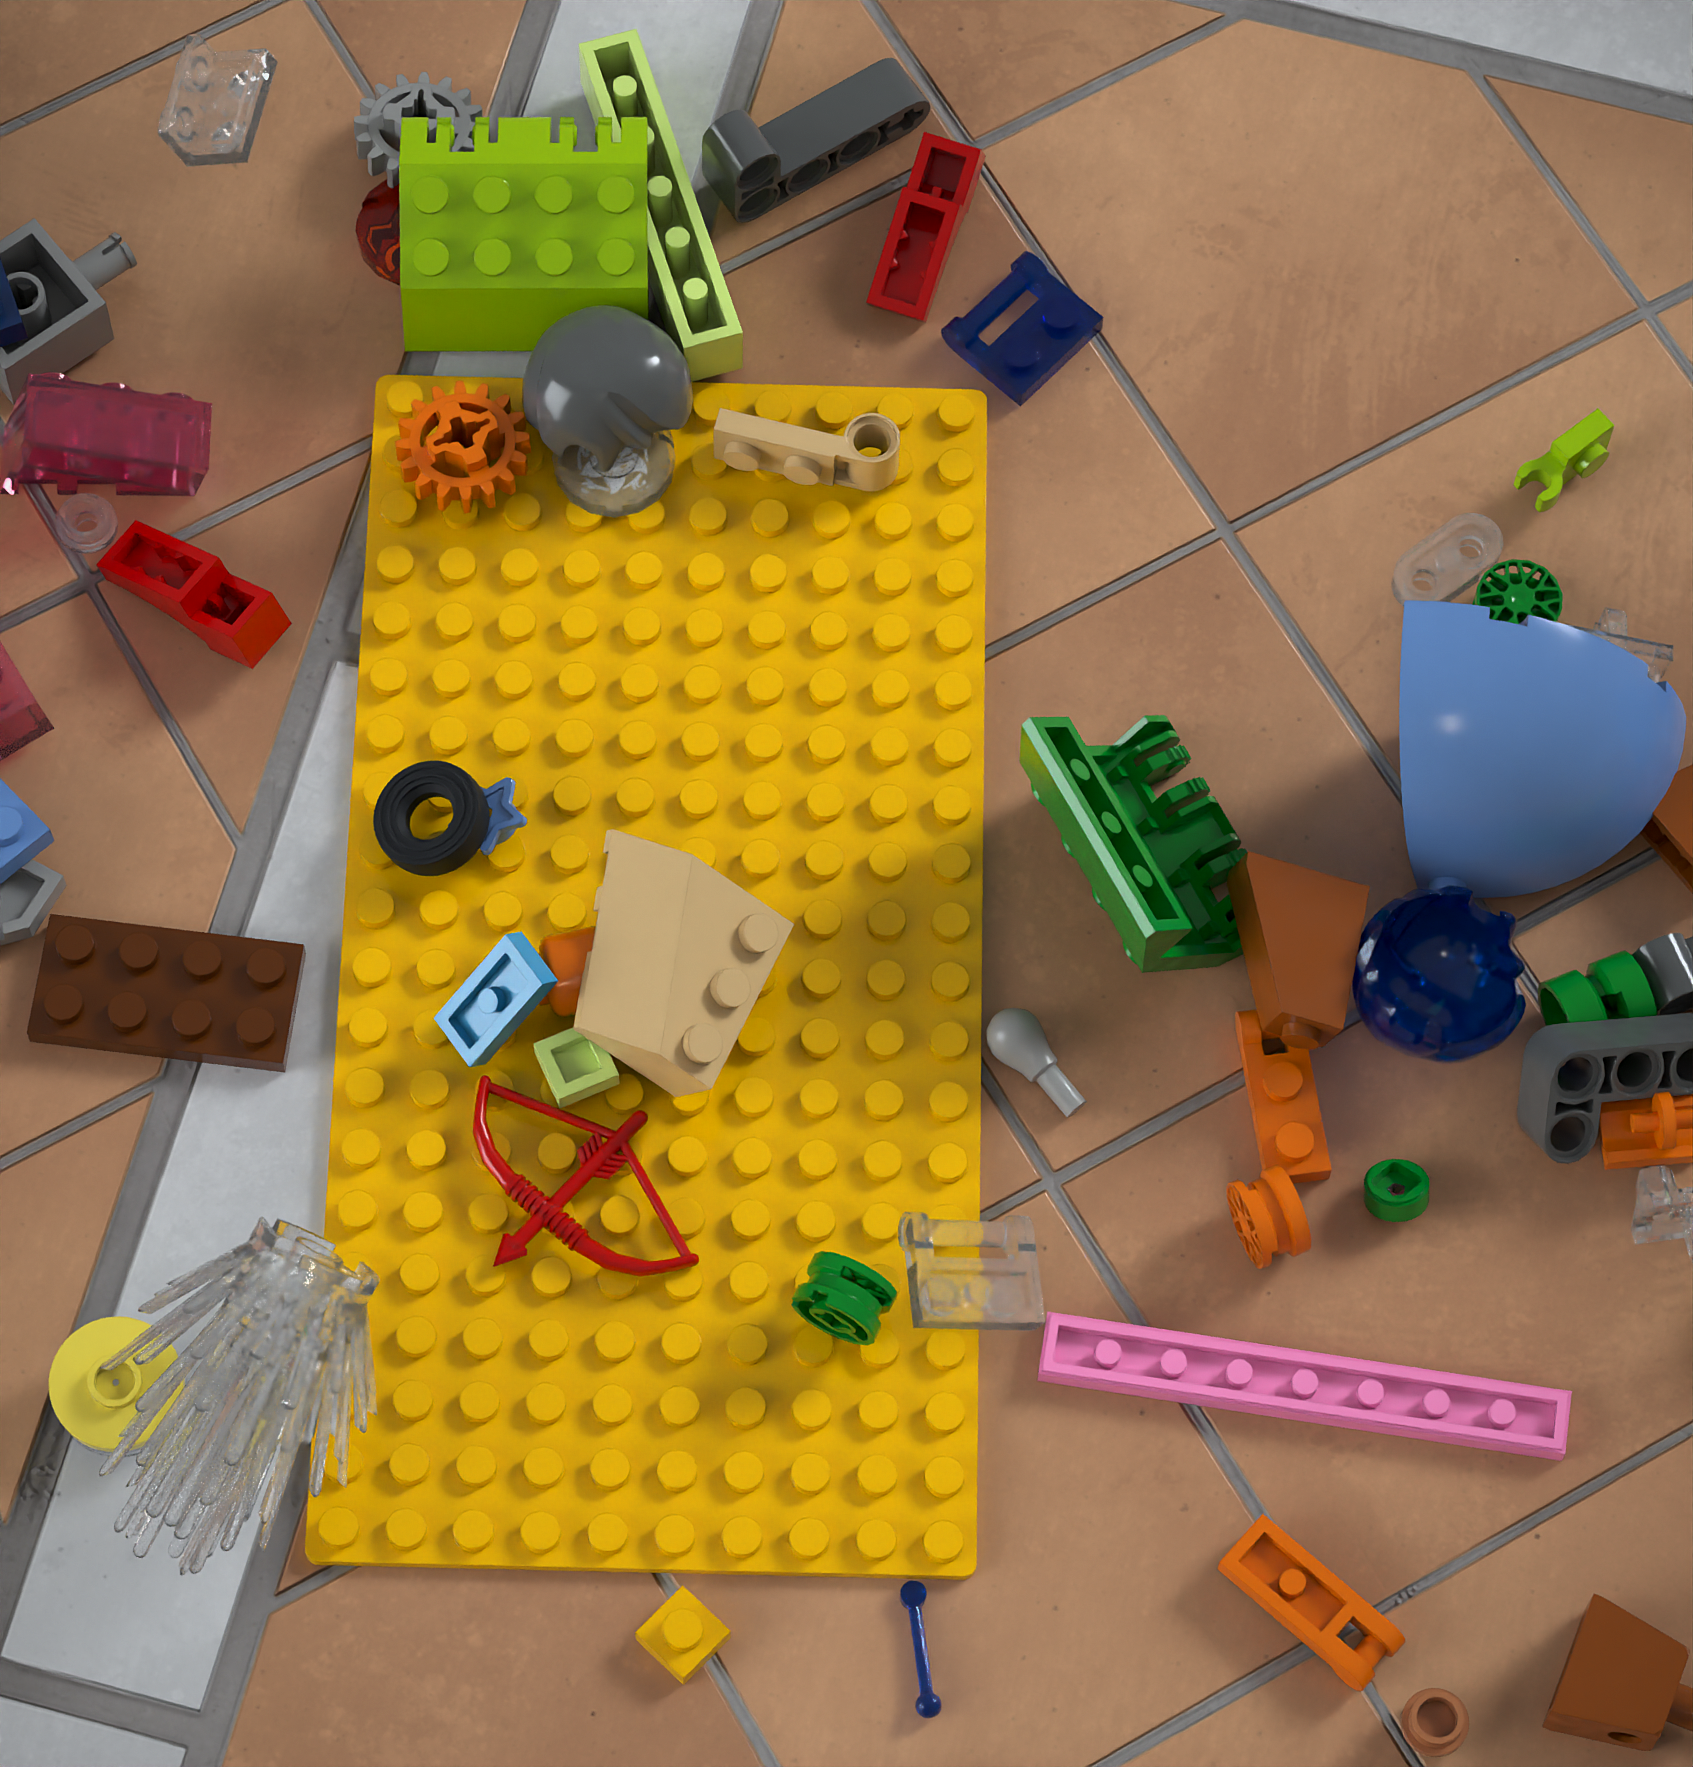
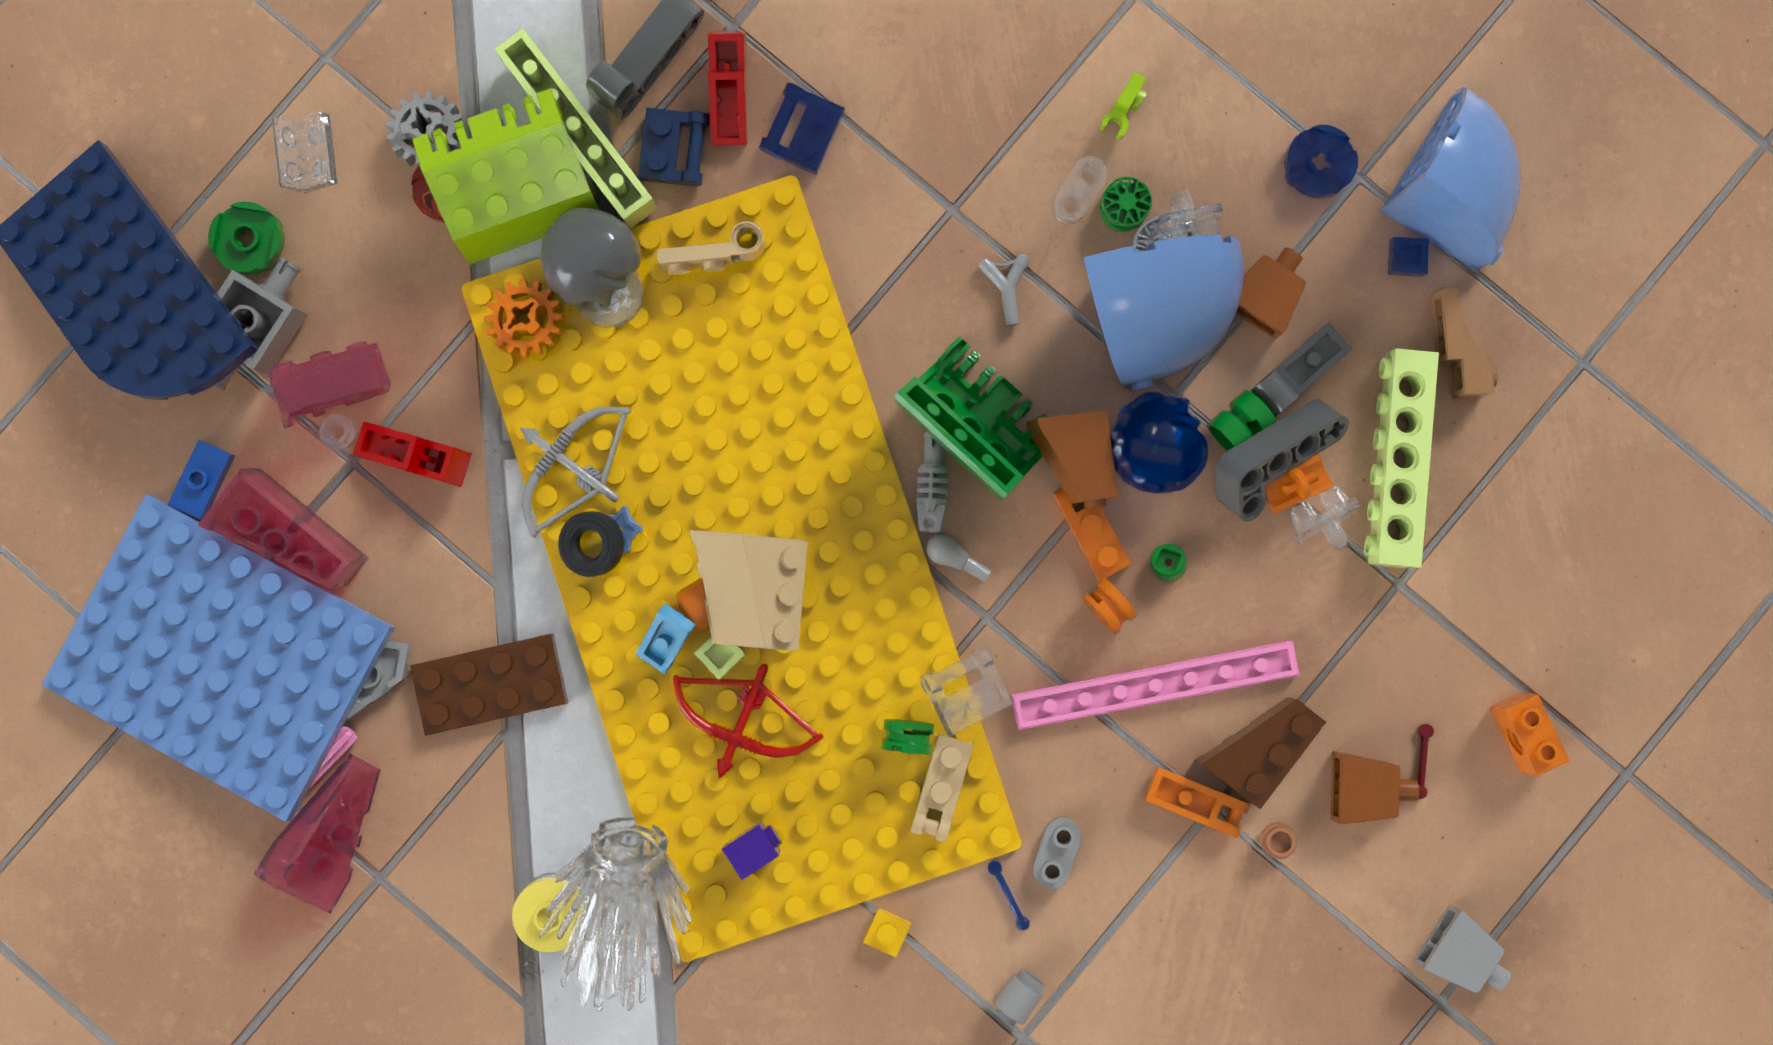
camera: 20 degrees left, 20 degrees up
(80, 164) = (264, 250): none -> green plate
(463, 720) = (586, 476): none -> light grey piece
(508, 1394) = (753, 849): none -> dark purple brick
(787, 278) = (662, 144): none -> dark blue plate
(872, 1412) = (942, 786): none -> tan plate
(1034, 1604) = (1056, 853): none -> light grey plate
(1035, 932) = (932, 488): none -> light grey hinge
(1274, 668) = (1006, 284): none -> light grey piece
(1454, 1549) = (1264, 751): none -> reddish brown wedge

